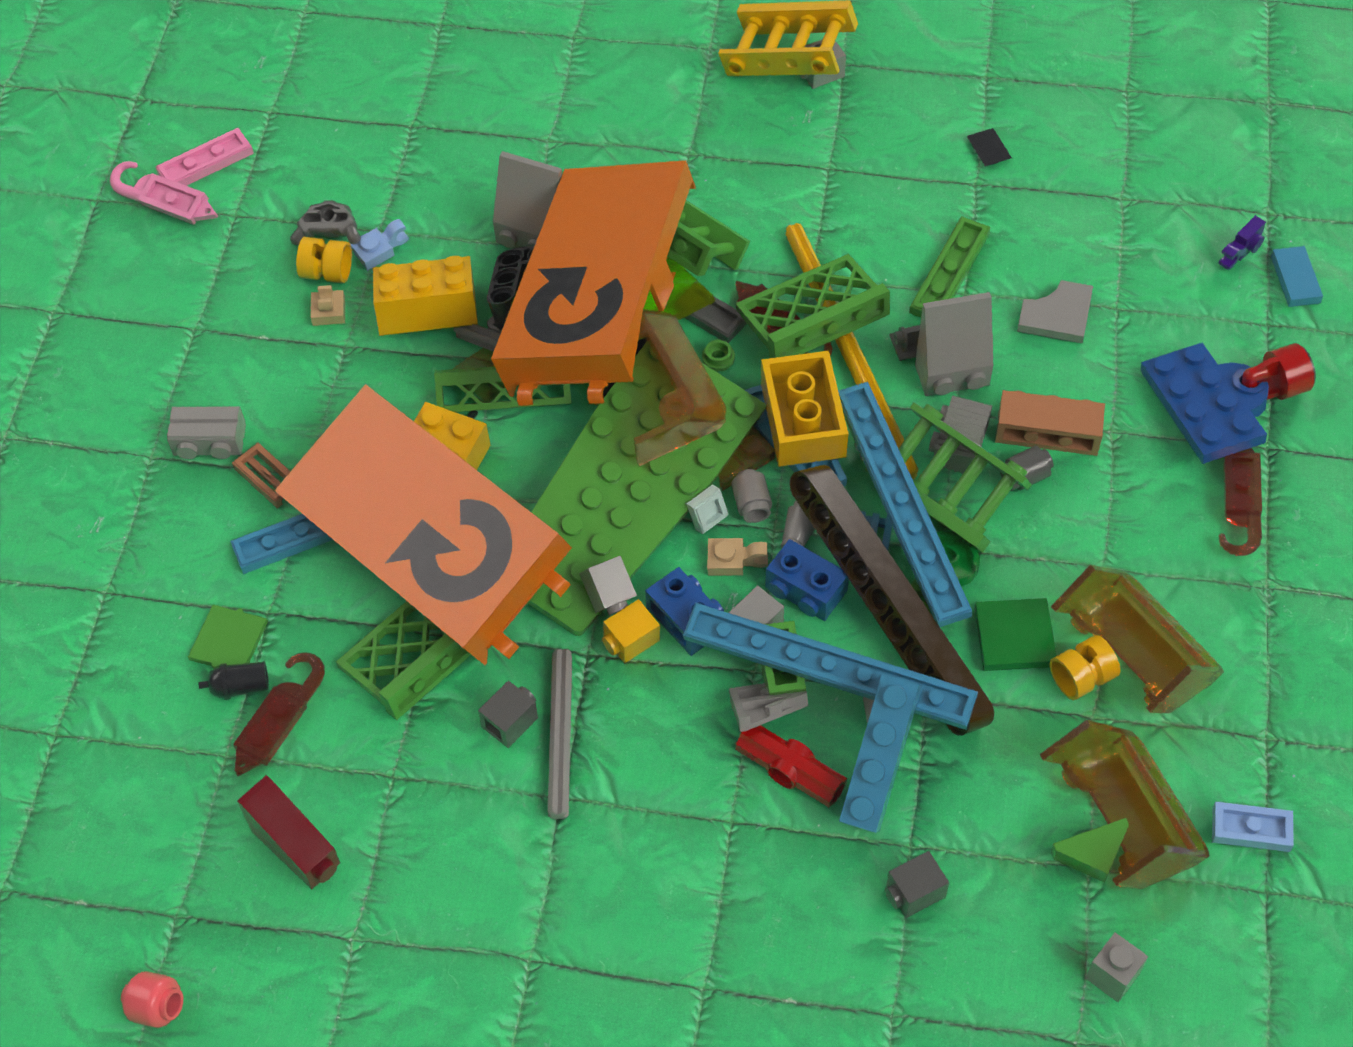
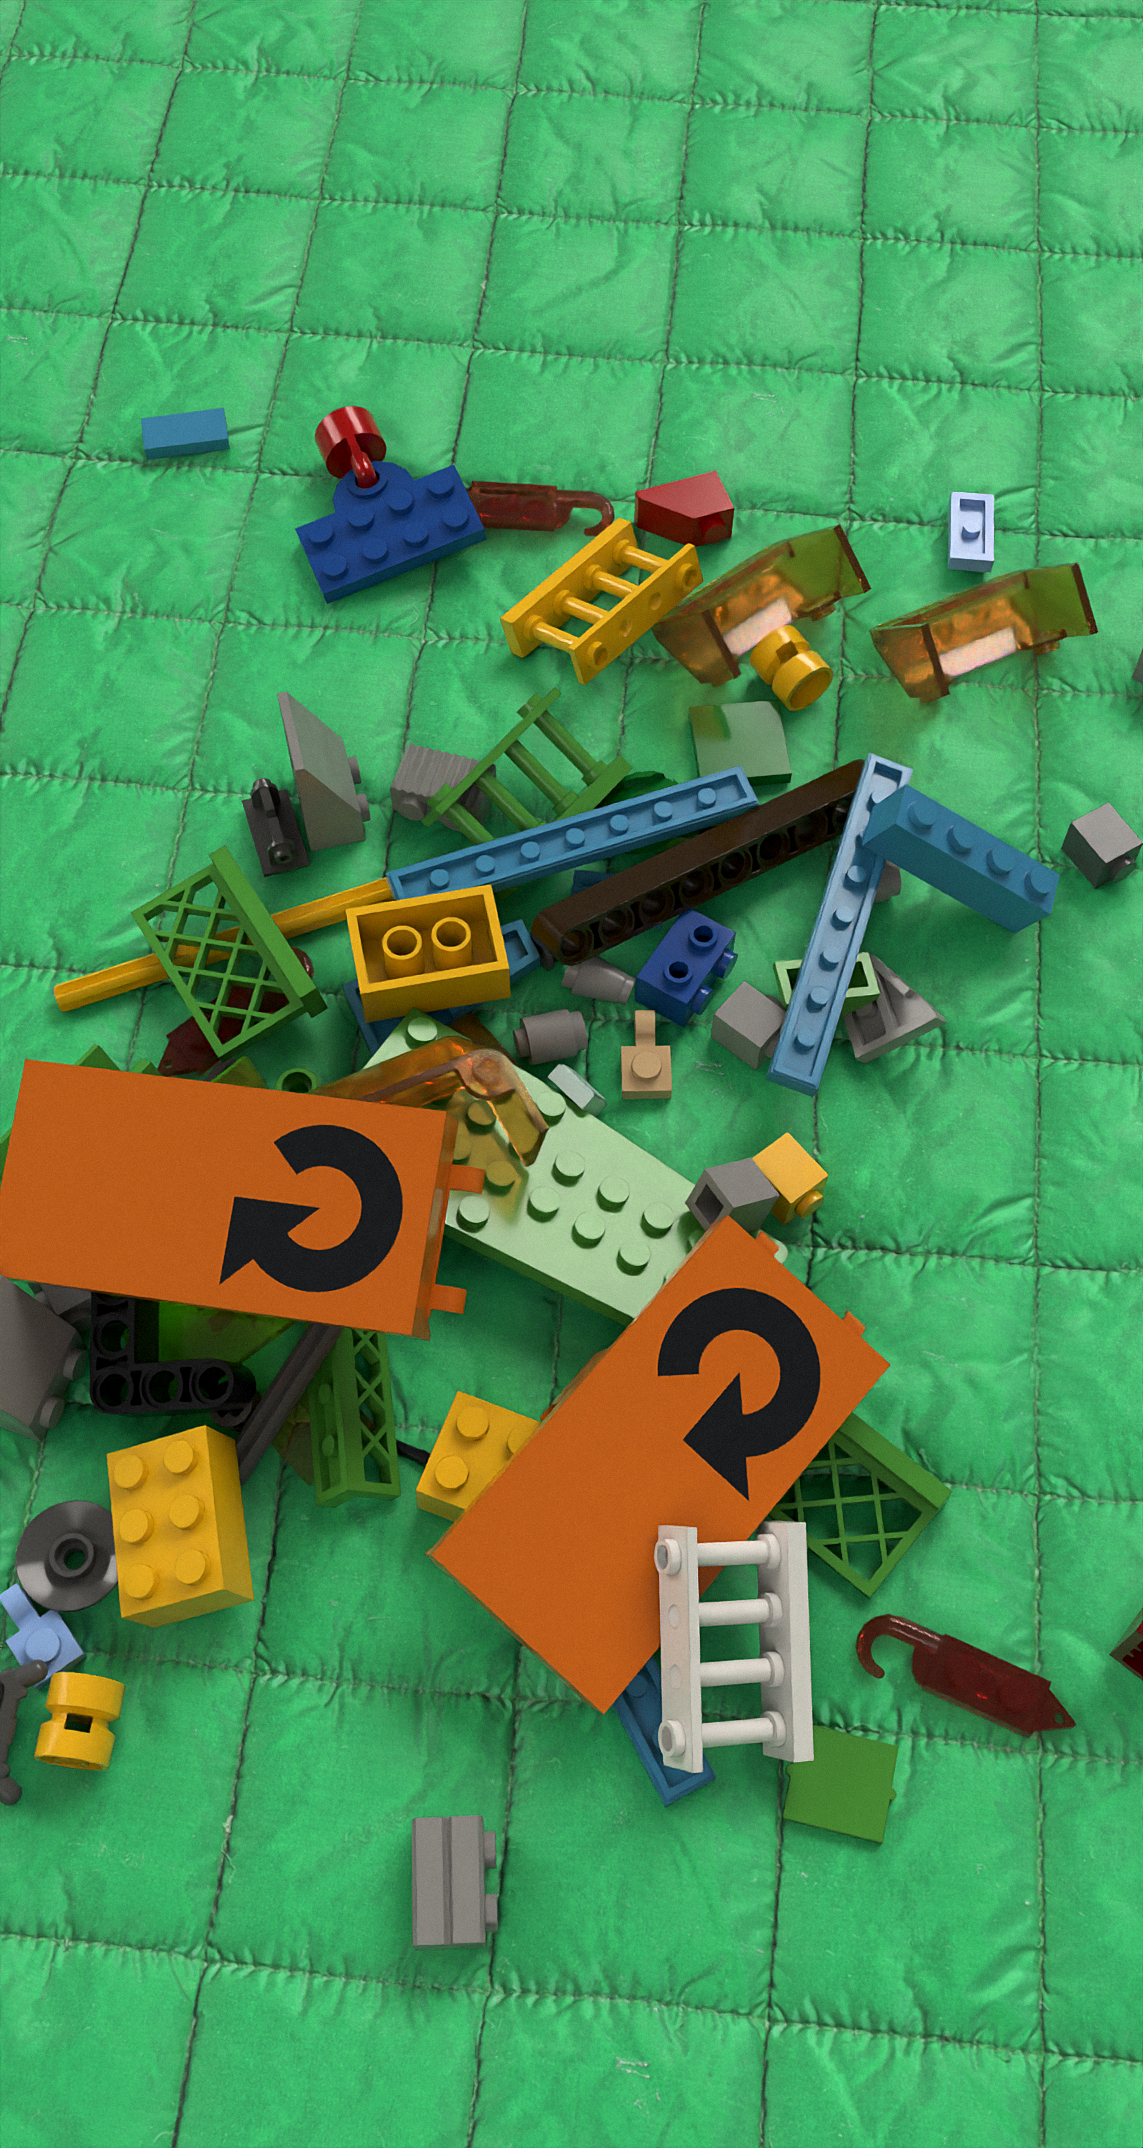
camera: 95 degrees left, 5 degrees up
(237, 679) = (923, 1746): black piece -> none
(254, 480) = (493, 1803): nougat tile -> none
(322, 585) = (783, 1637): none -> white fence
(327, 306) = (173, 1711): tan tile -> none
(419, 244) = (49, 1544): none -> dark grey dish
(508, 713) = (932, 1331): dark grey brick -> none
(560, 734) = (945, 1267): light grey axle -> none
(672, 603) = (743, 1113): blue brick -> none
(791, 764) = (964, 977): red piece -> none
(952, 264) = (148, 803): bright green tile -> none
(1035, 462) = (492, 716): dark grey brick -> none
(1050, 422) = (421, 689): nougat brick -> none
(1060, 314) = (235, 680): light grey tile -> none
(1092, 850) = (1026, 668): bright green slope -> none
(1155, 518) = (584, 577): none -> yellow fence
(1246, 240) = (130, 474): dark purple plate -> none
(1251, 609) = (686, 510): none -> red slope

